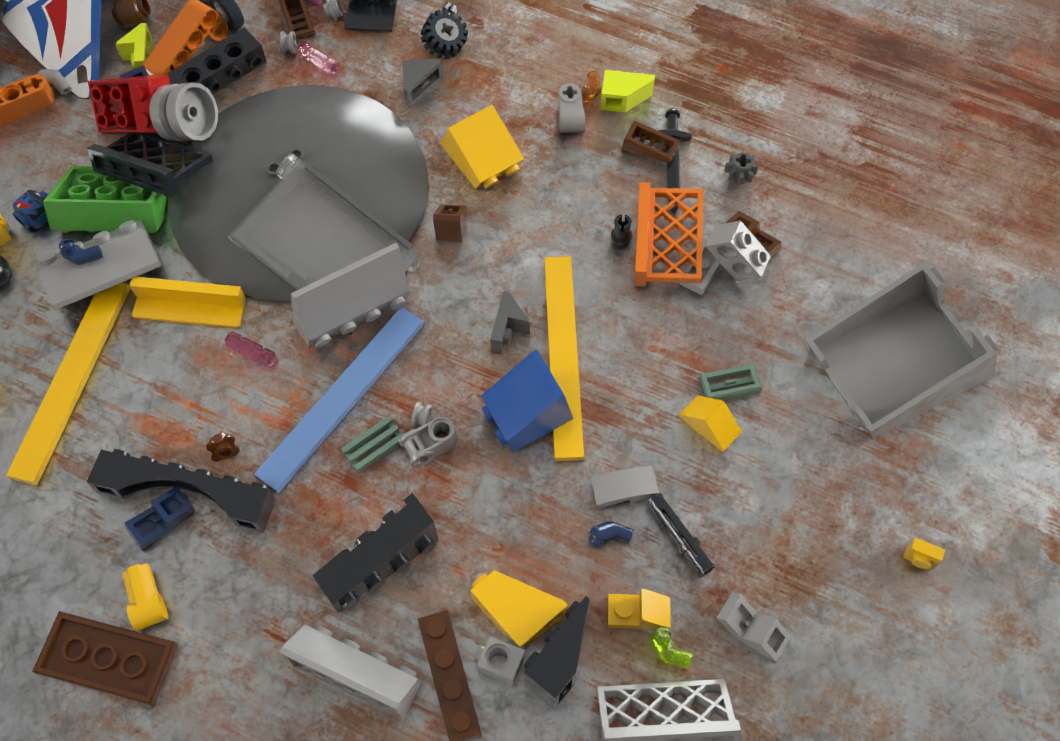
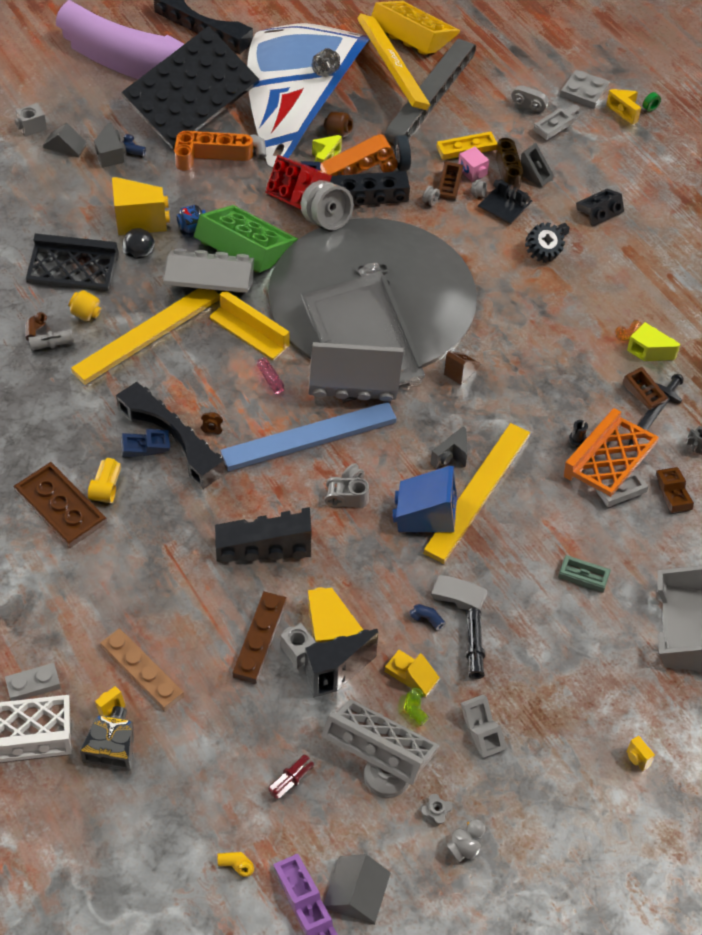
camera: 30 degrees right, 10 degrees down
(78, 255) = (199, 257): dark blue arm -> none
(141, 168) = (282, 223): black fence -> none
(318, 58) = (445, 216): clear pink axle -> none
(351, 670) = (201, 594): light grey slope -> none
(366, 437) = (309, 472): sand green tile -> none
(420, 77) = (506, 263): dark grey slope -> none
(482, 148) = (517, 329): yellow slope -> none
(570, 109) = (601, 337): light grey piece -> none
(712, 420) = (552, 590): yellow slope -> none
(738, 250) = (651, 488): light grey brick -> none

